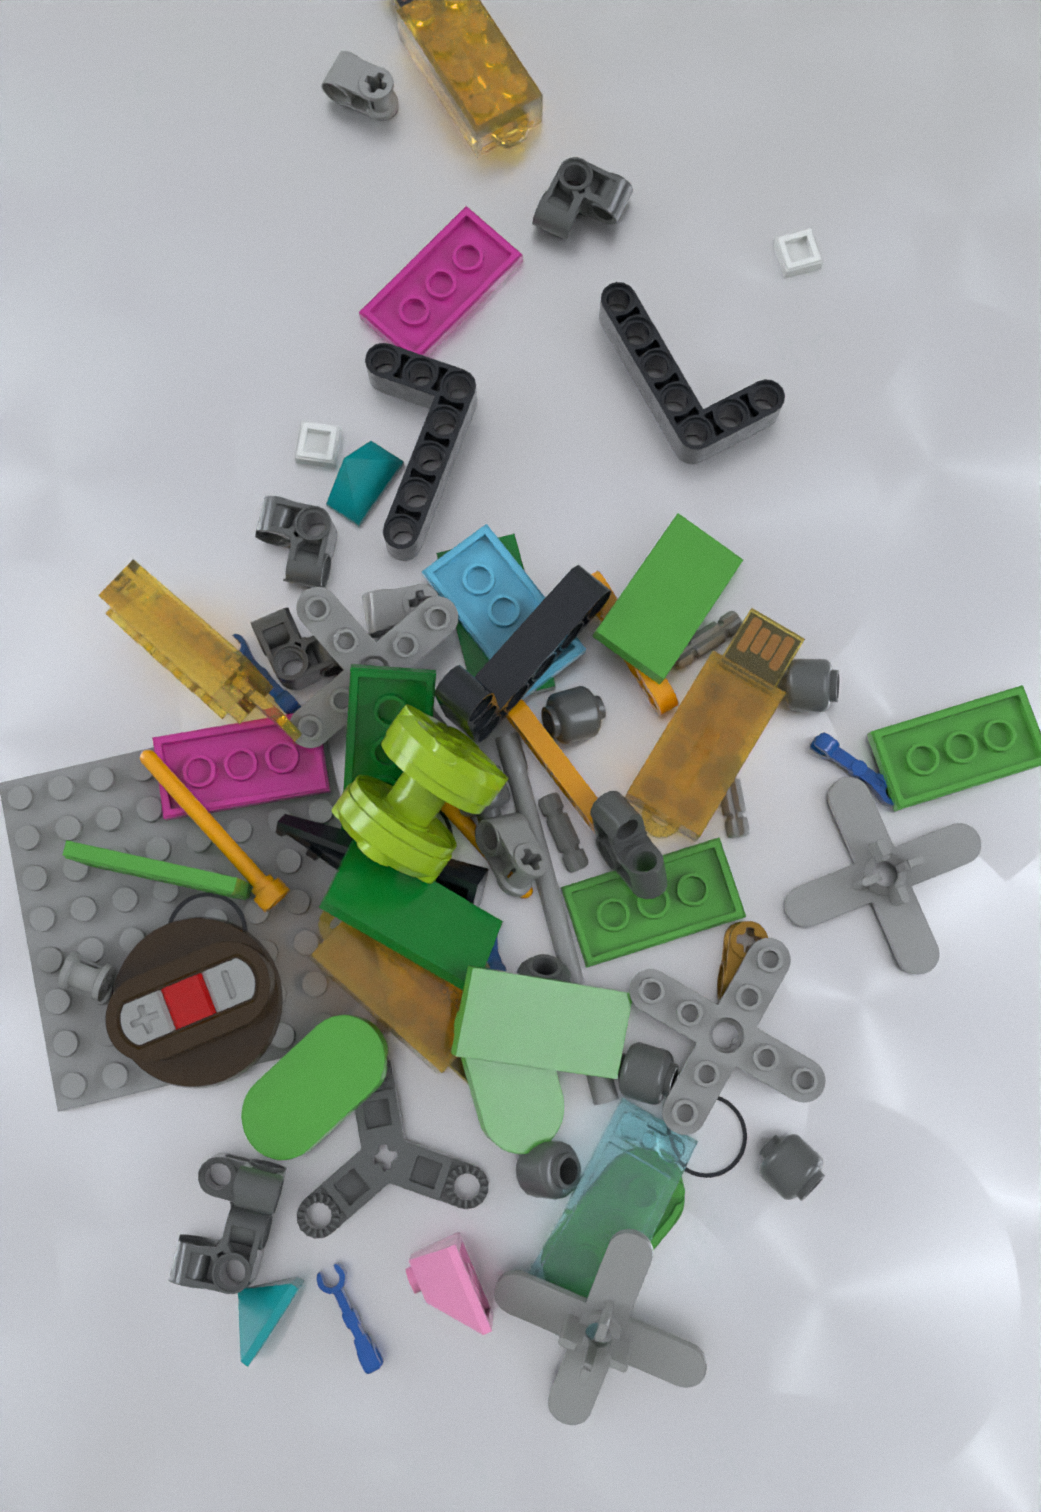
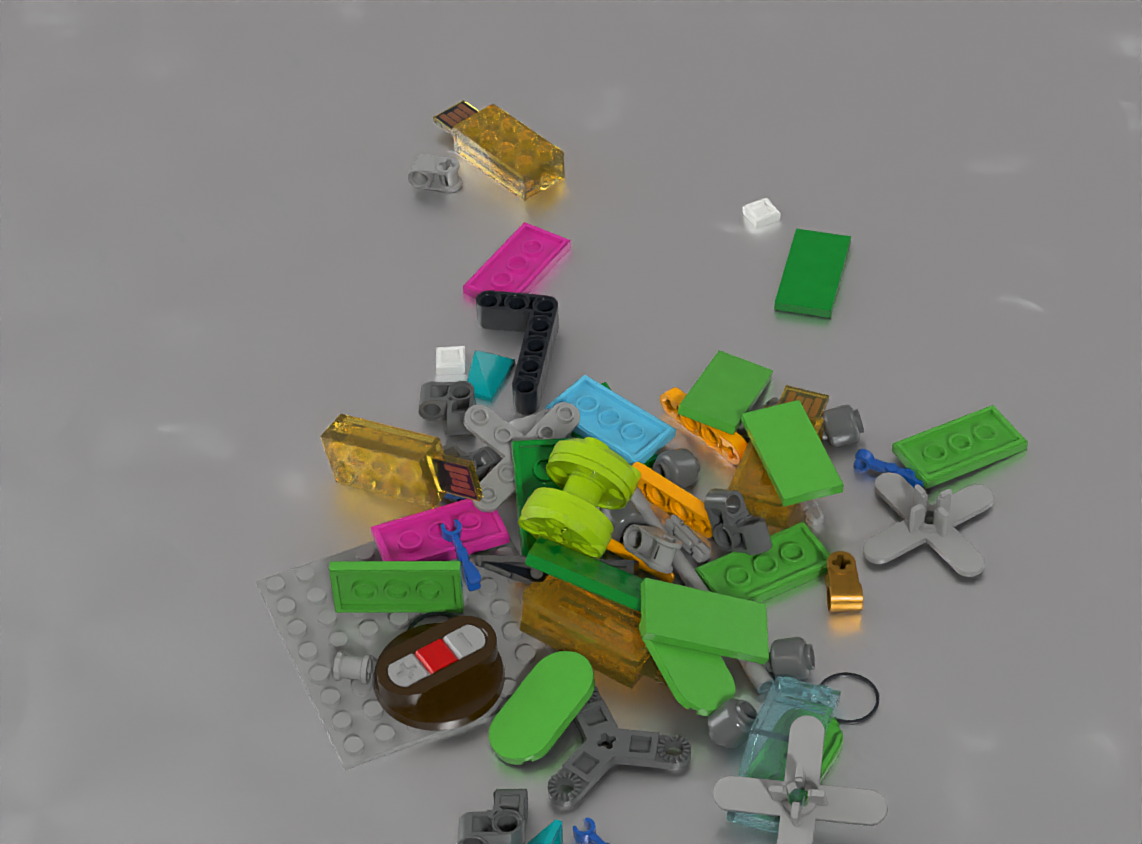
camera: 10 degrees left, 35 degrees down
(253, 1182) = (504, 771): dark grey piece -> none
(265, 888) = (479, 597): light orange piece -> none
(266, 848) = (471, 573): none -> blue piece
(451, 1283) = (680, 799): bright pink slope -> none
(485, 700) = (639, 421): black beam -> none
(600, 197) = (604, 201): dark grey piece -> none
(675, 388) = (698, 296): black beam -> none
(727, 752) = (792, 453): none -> bright green tile
(752, 1051) = (848, 602): light grey piece -> none
(791, 1166) = (915, 695): dark grey head -> none
(841, 384) = (812, 273): none -> green tile

